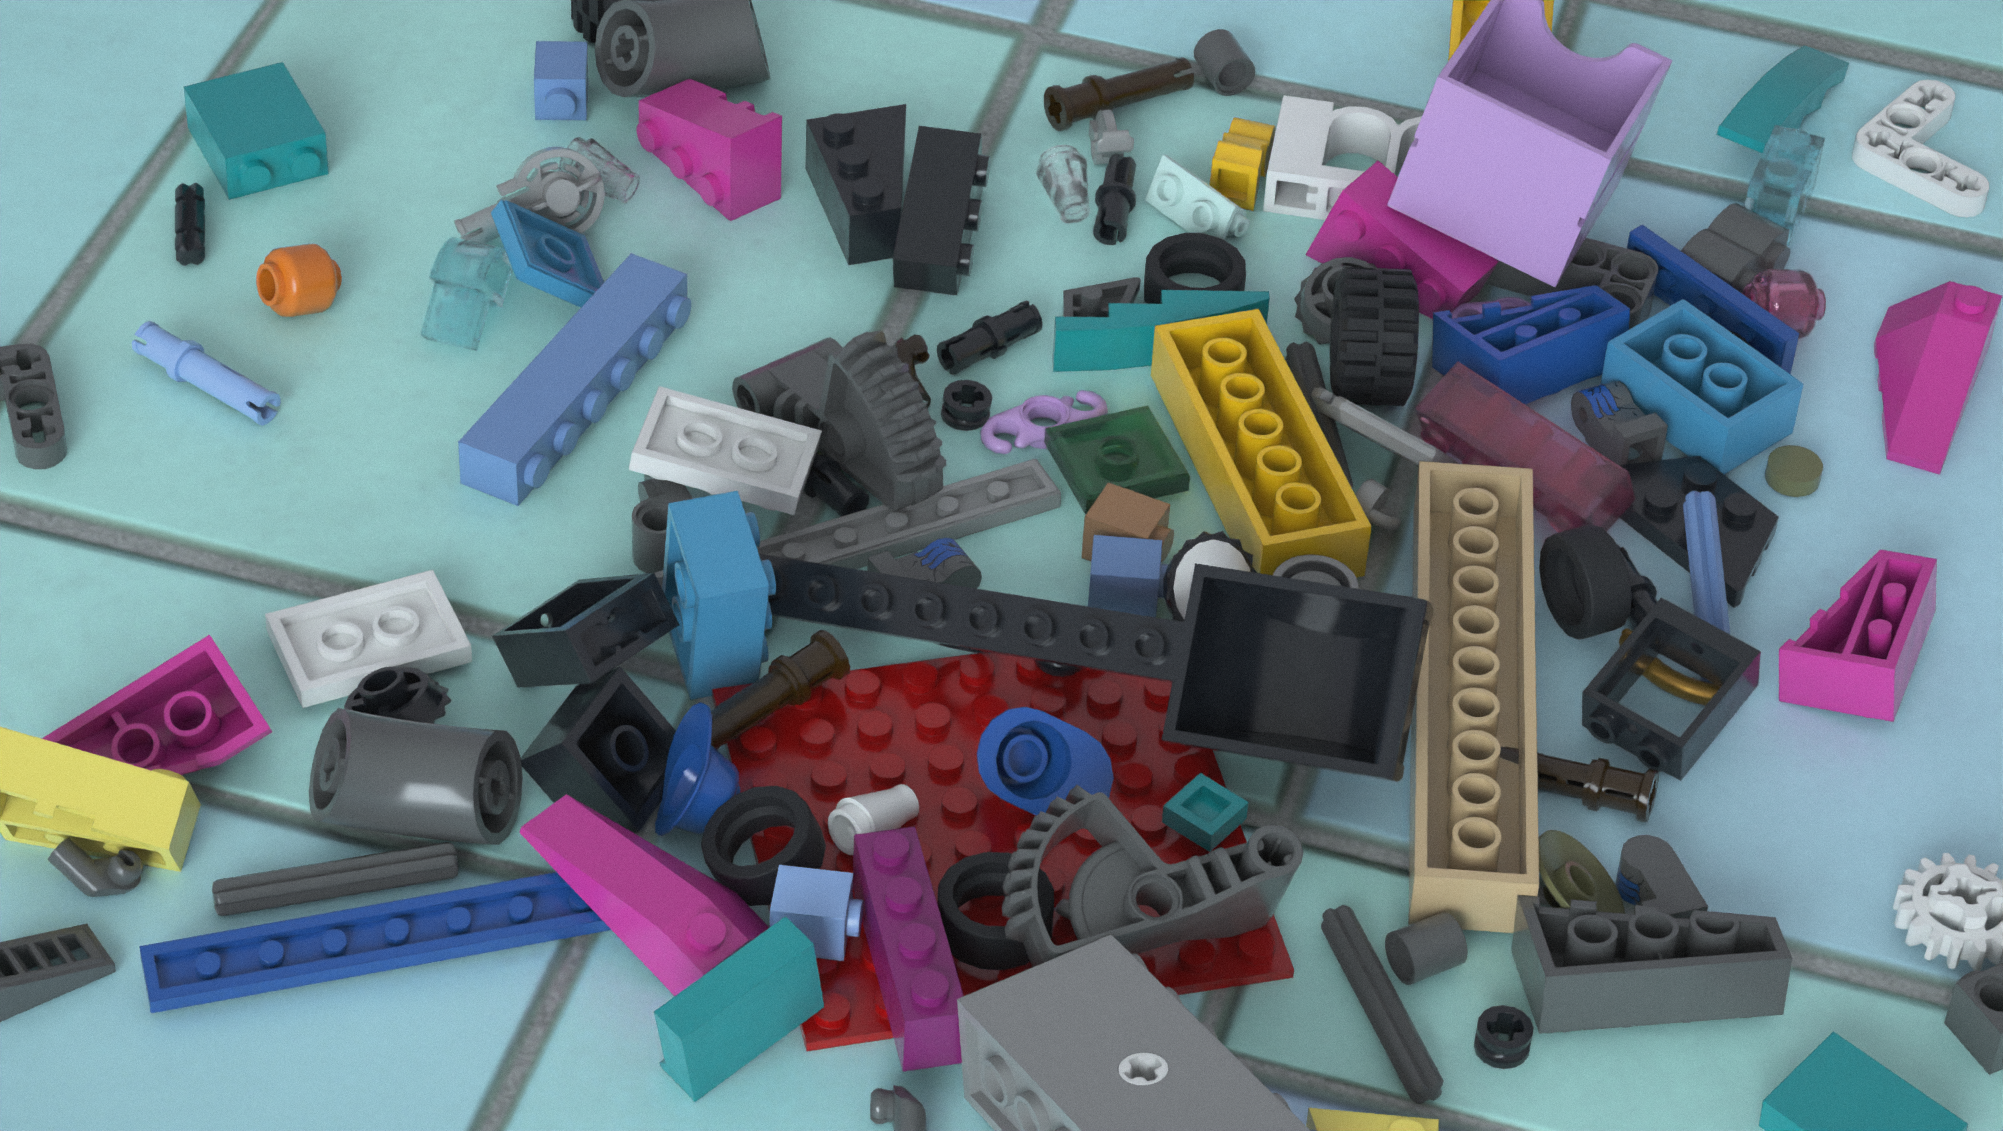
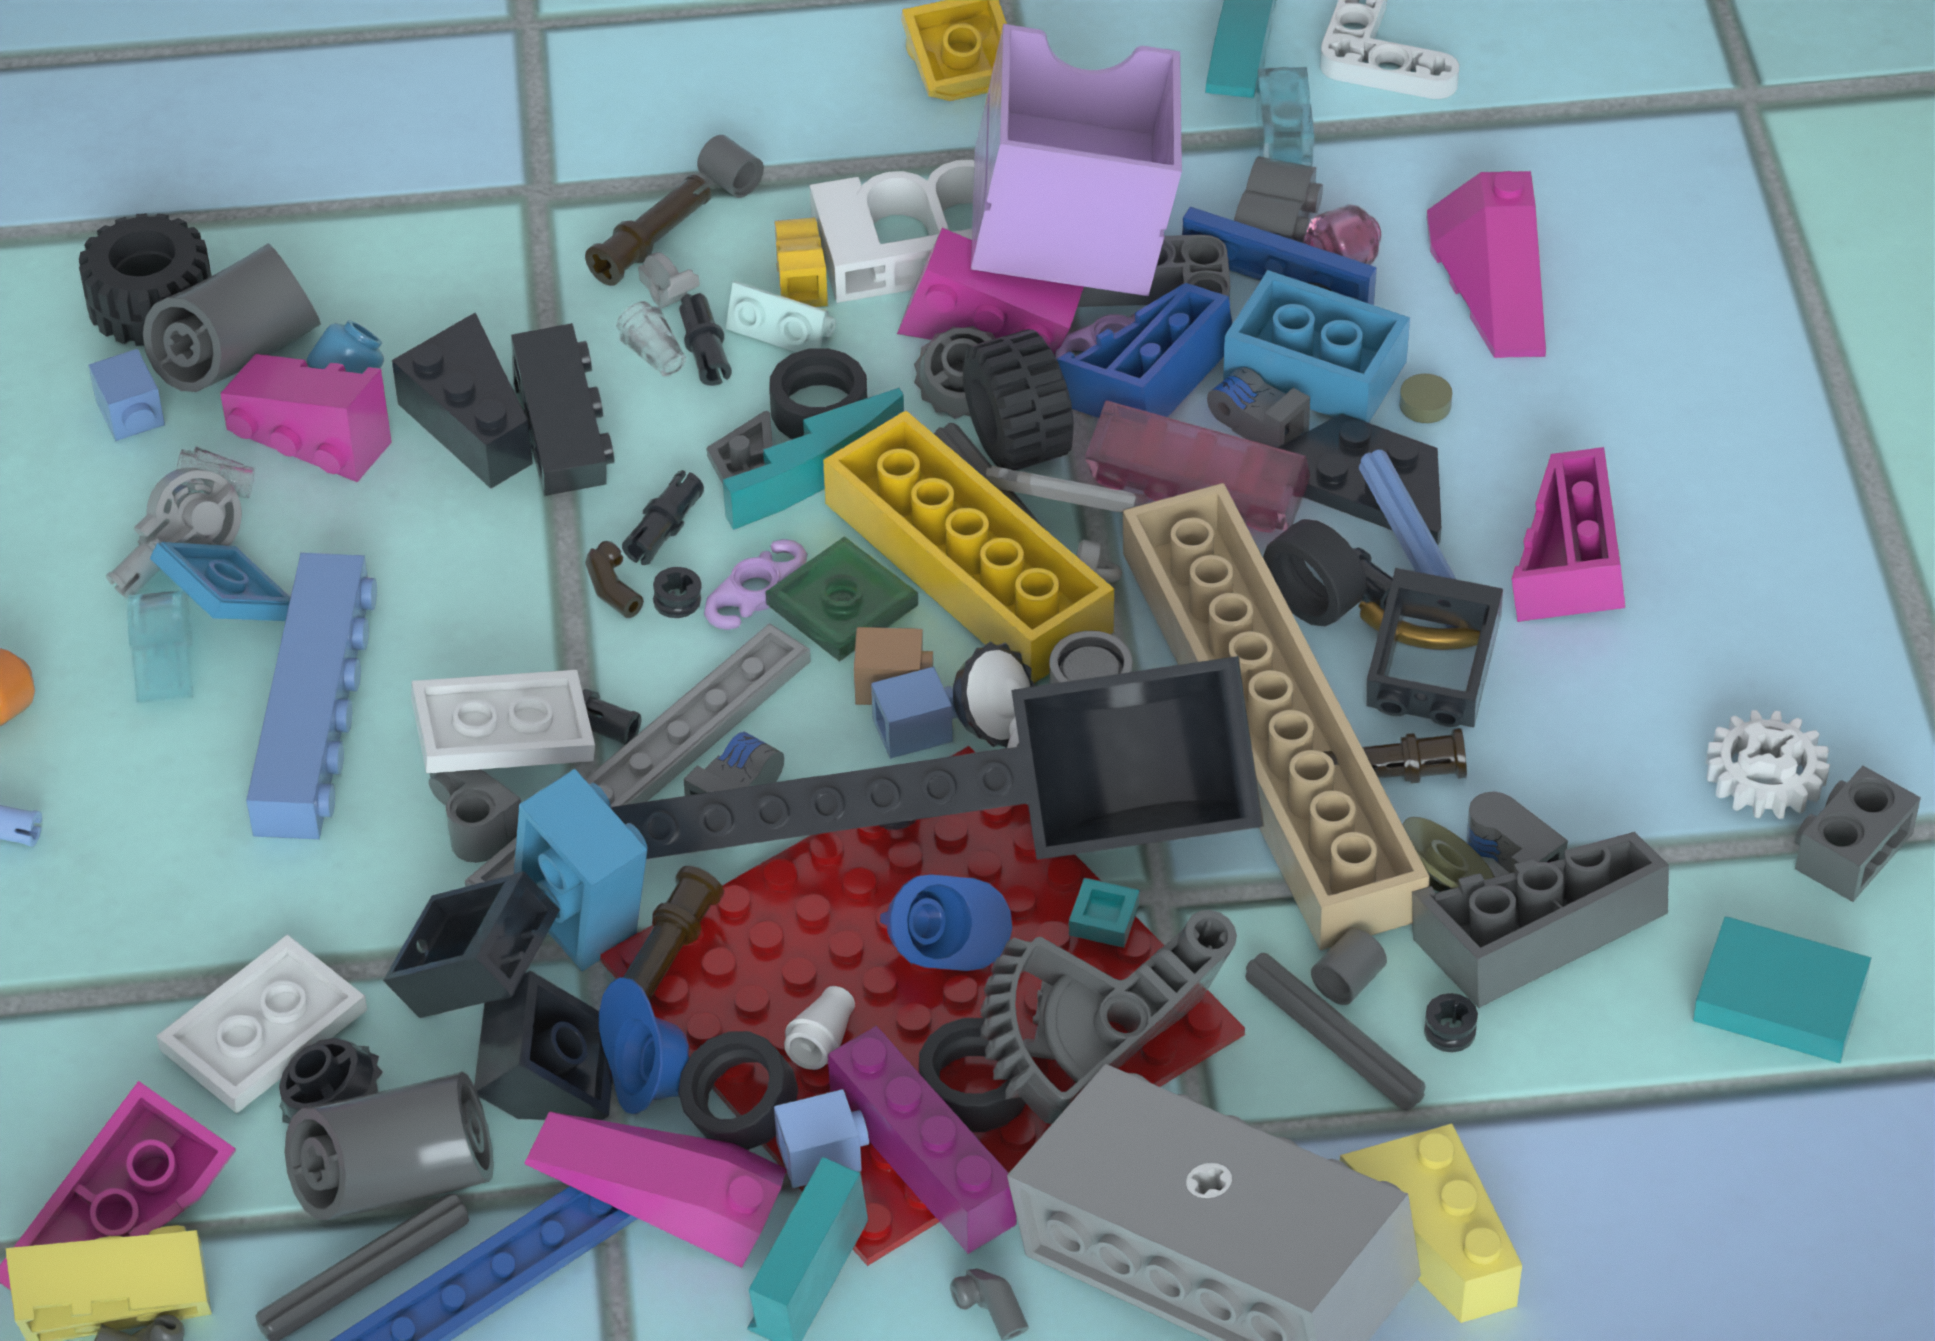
camera: 20 degrees left, 5 degrees up
(779, 96) = (349, 346): none -> dark azure head
(863, 406) = (607, 631): dark grey arm -> none

